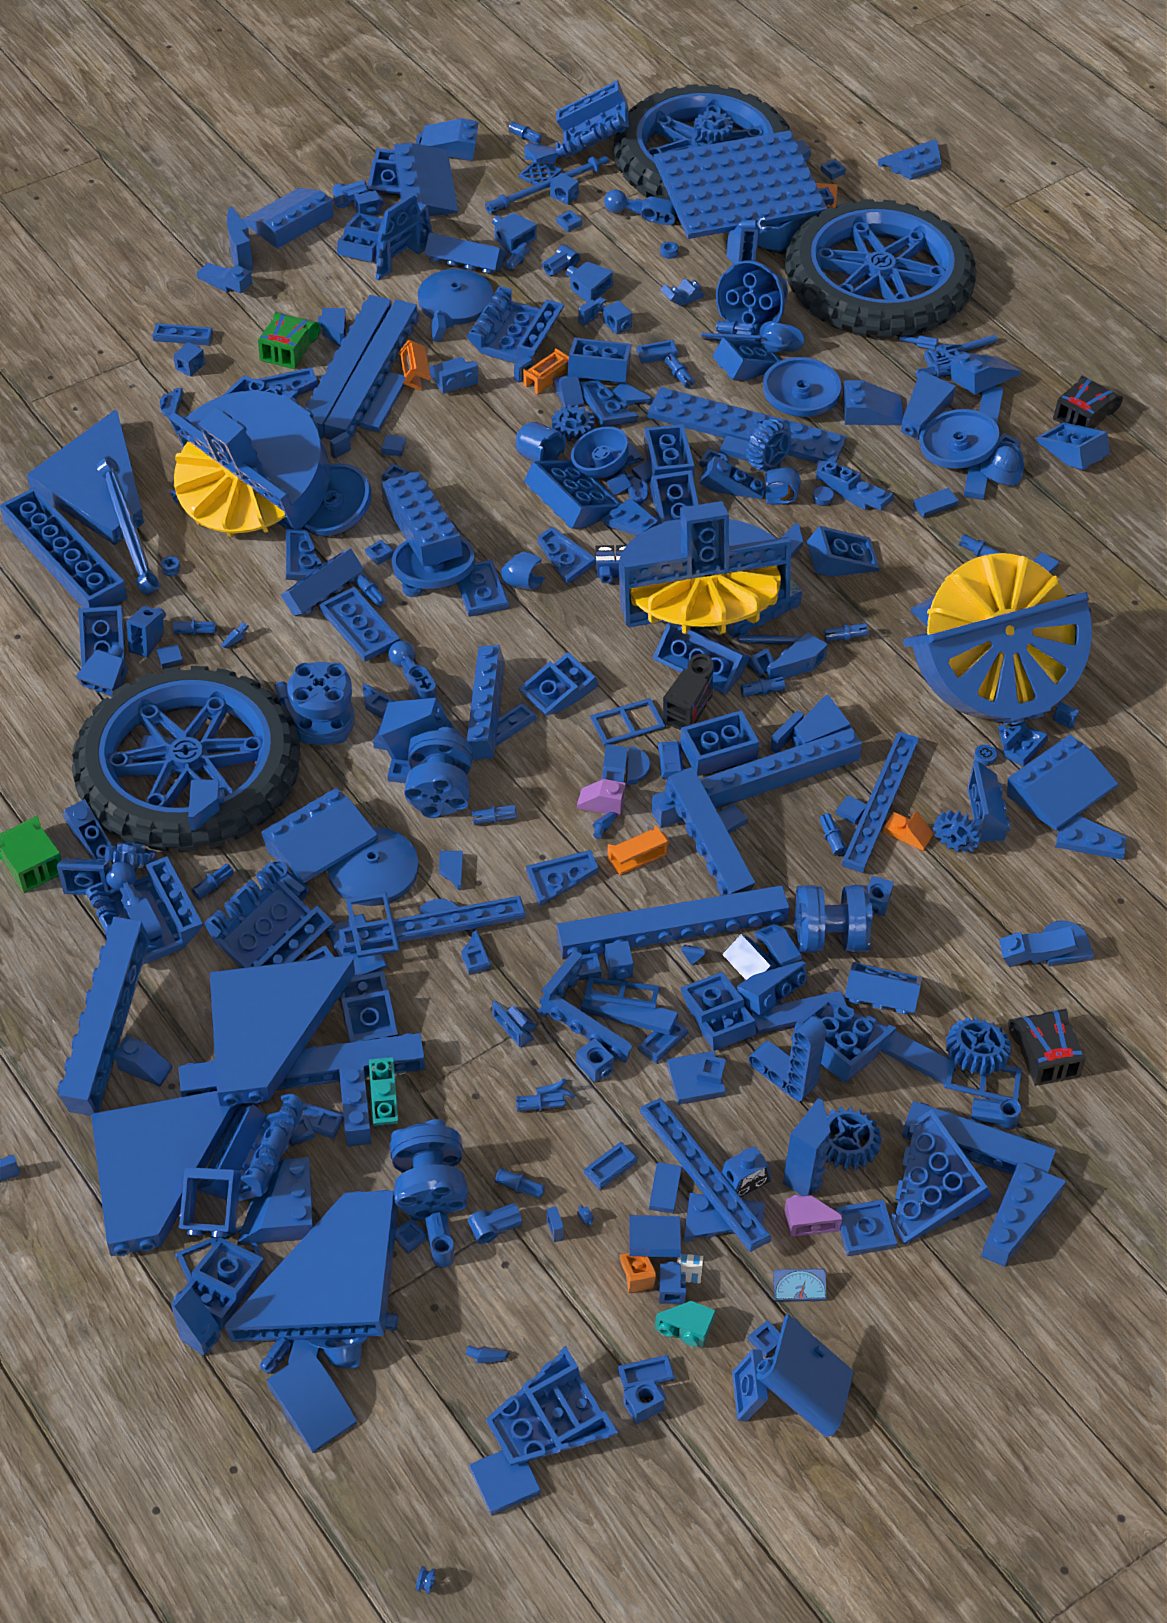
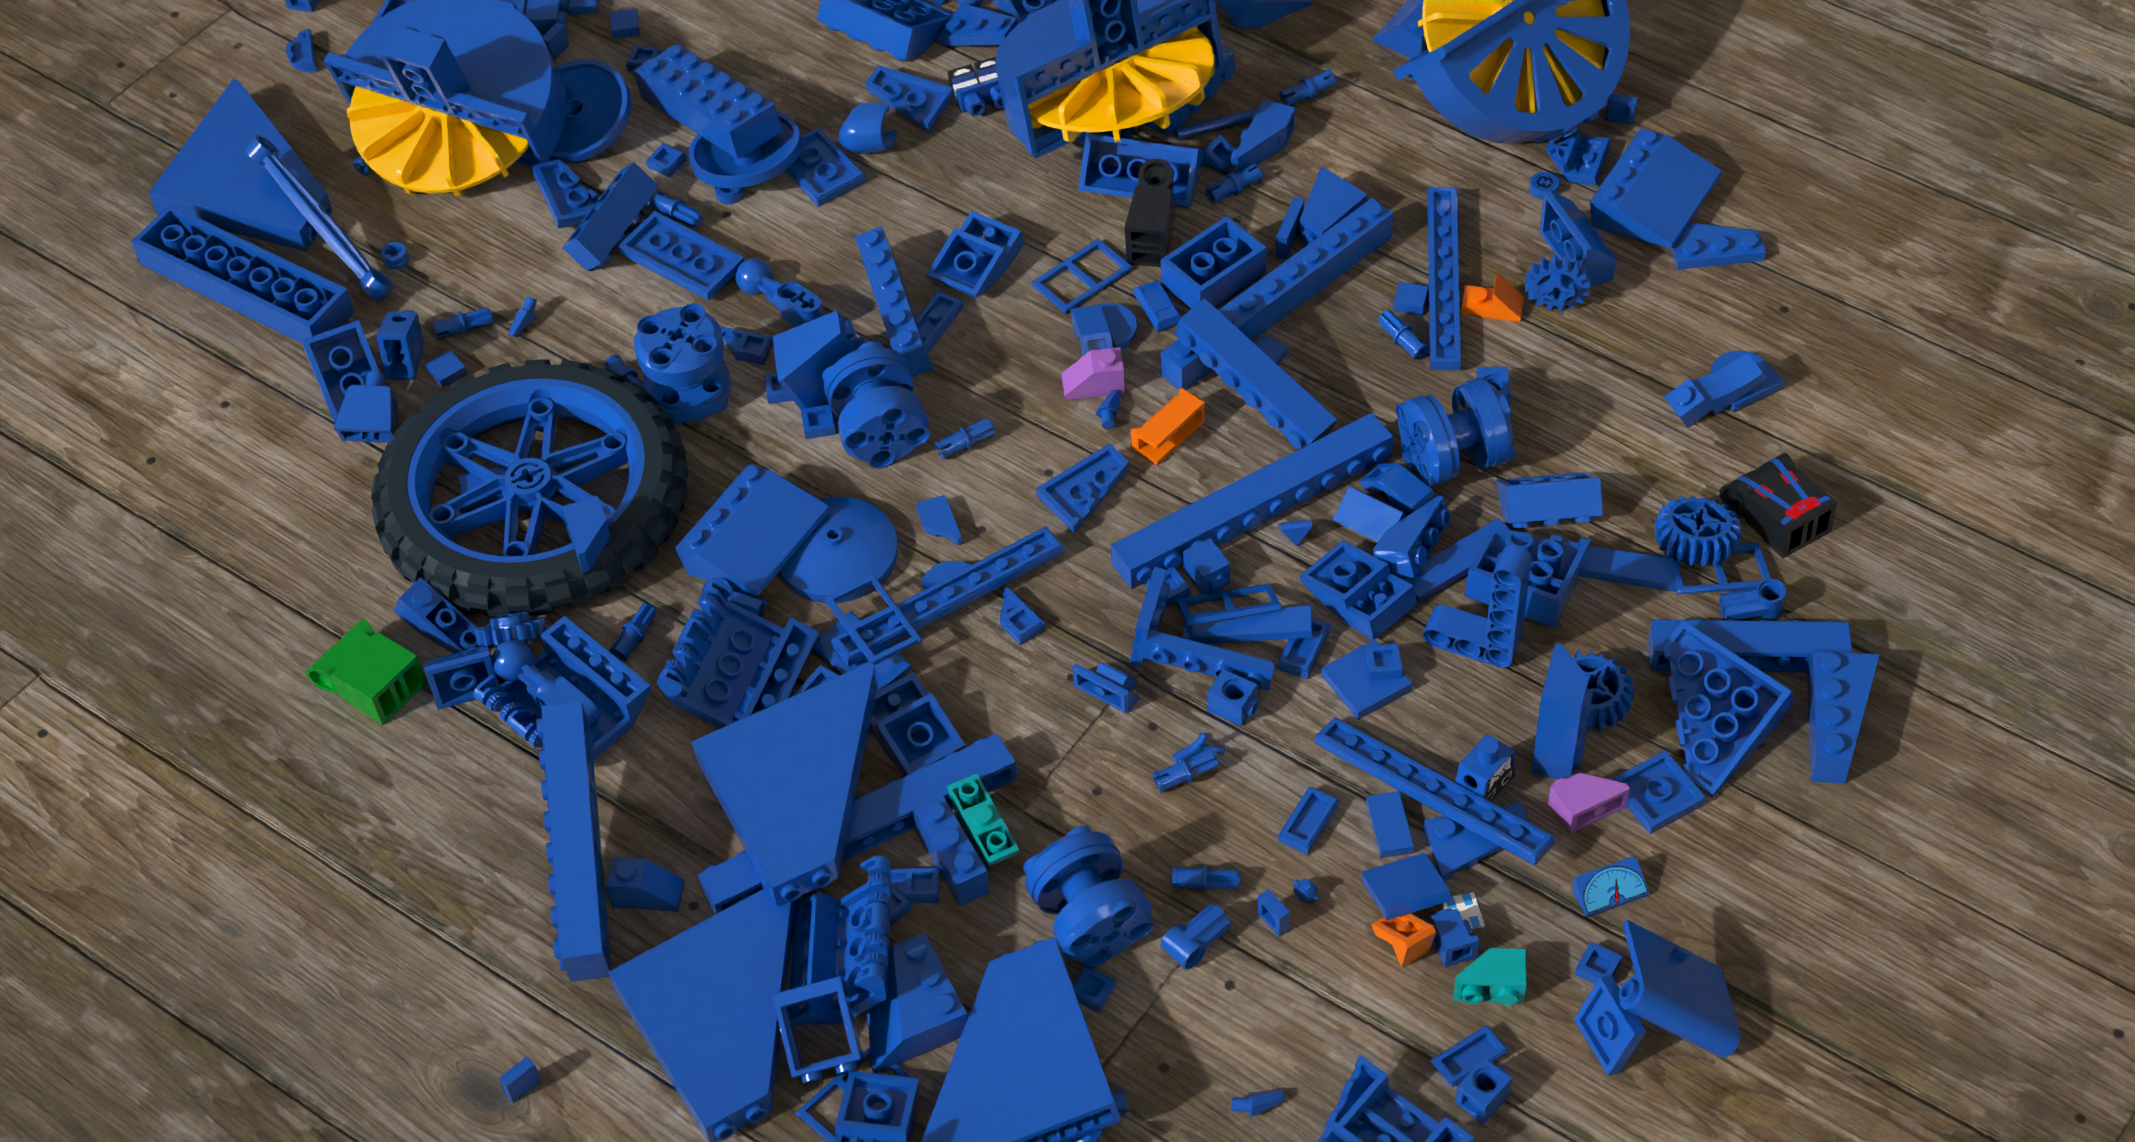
camera: 15 degrees left, 0 degrees up
(440, 1239) = (1135, 980): blue piece -> none

